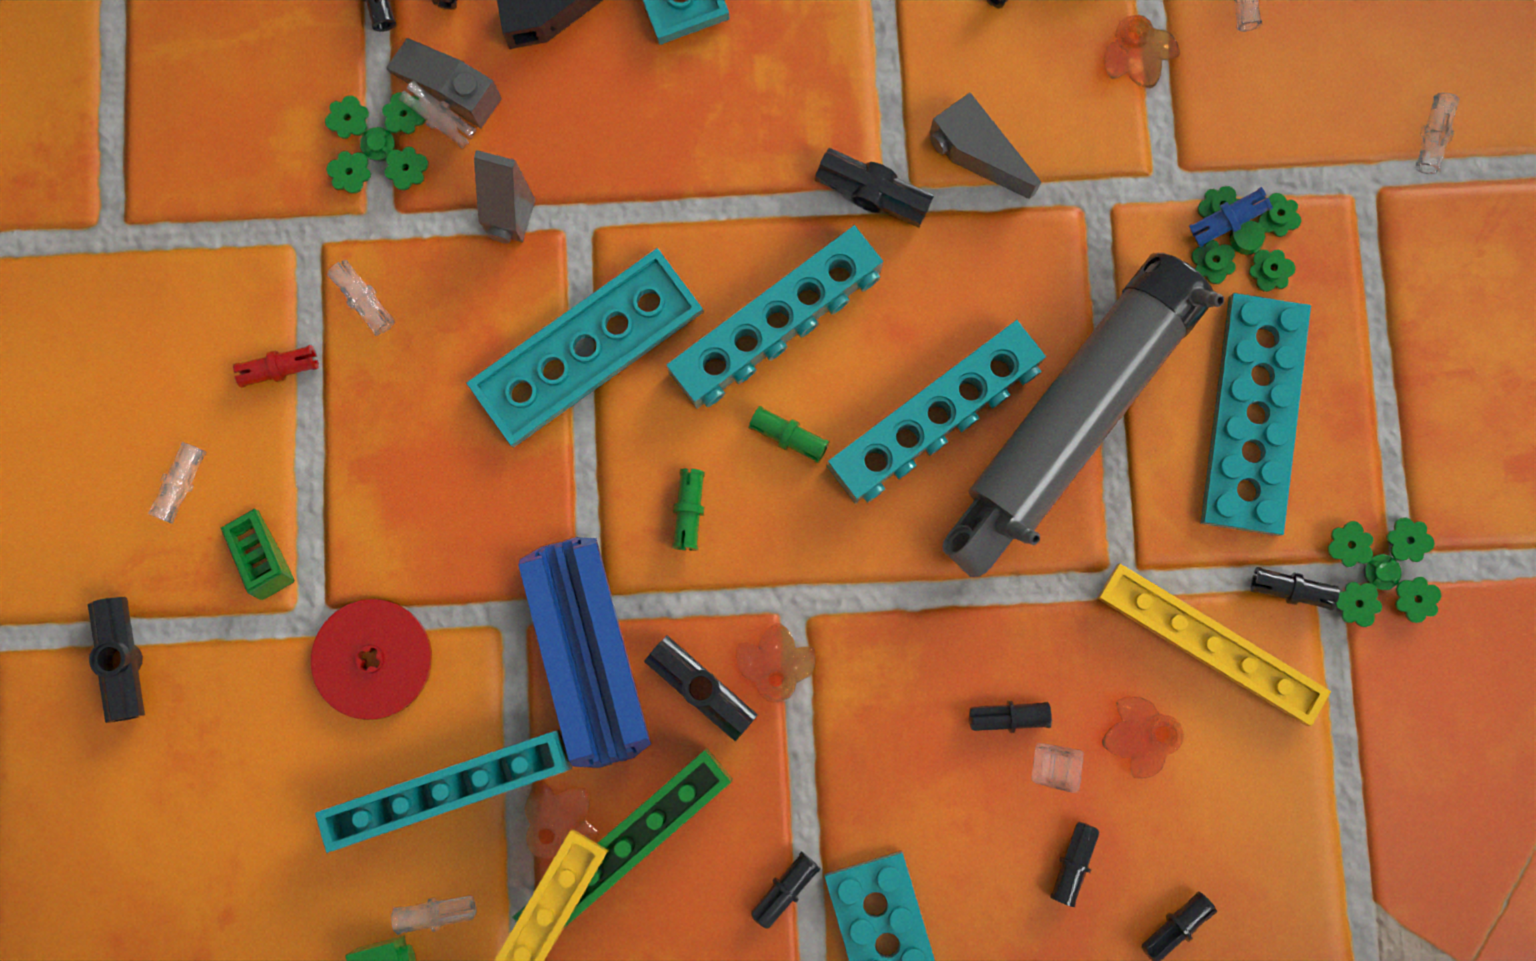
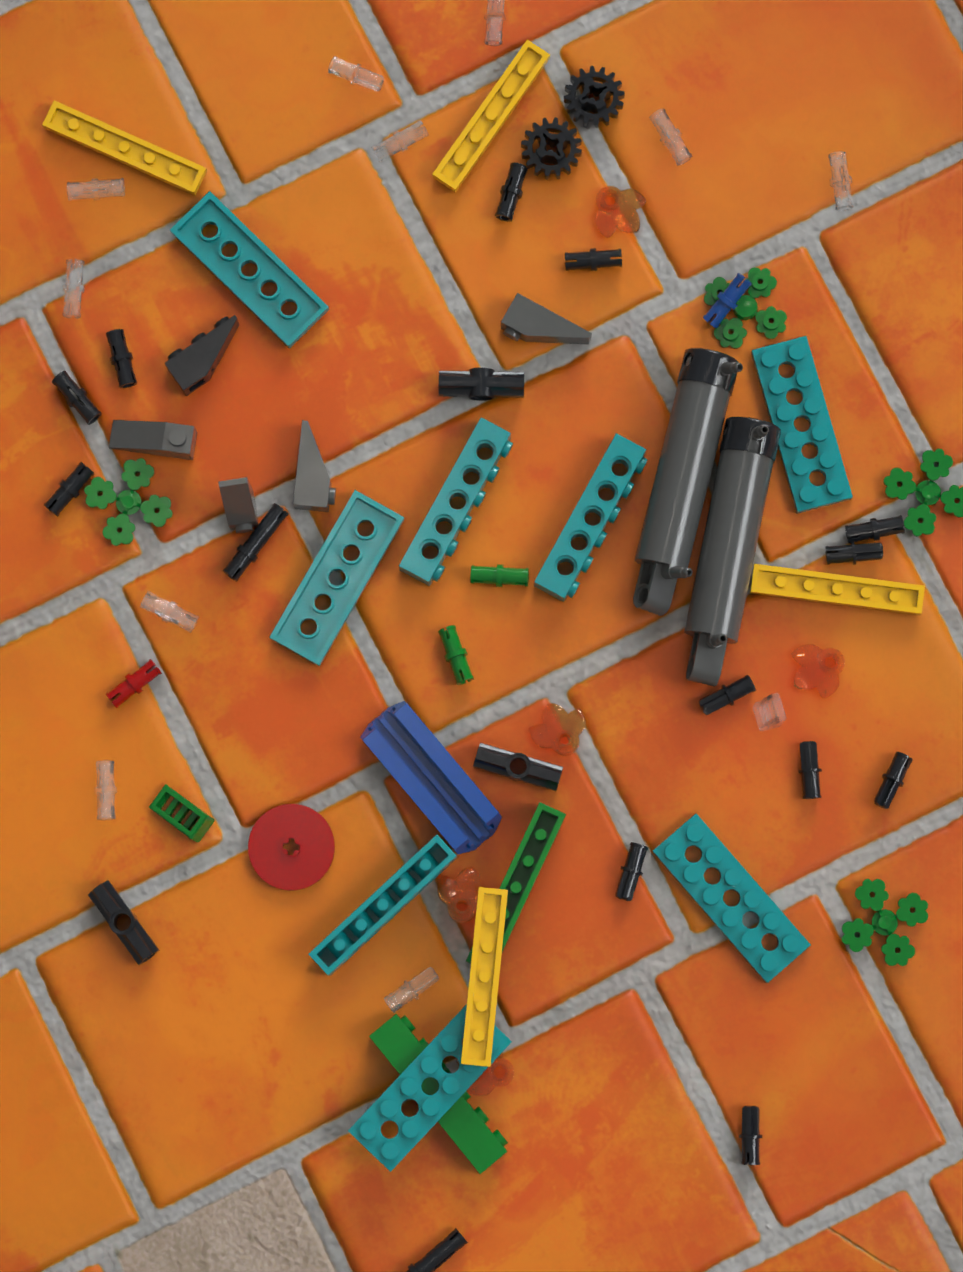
camera: 25 degrees left, 0 degrees up
(313, 96) = (69, 489): none -> black pin
(437, 114) = (163, 464): clear pin -> none
(506, 259) = (255, 542): none -> black pin
(610, 214) = (312, 481): none -> dark grey slope
(1082, 96) = (593, 259): none -> black pin
(1100, 524) = (729, 543): none -> dark grey piece
(1254, 607) = (854, 553): none -> black axle

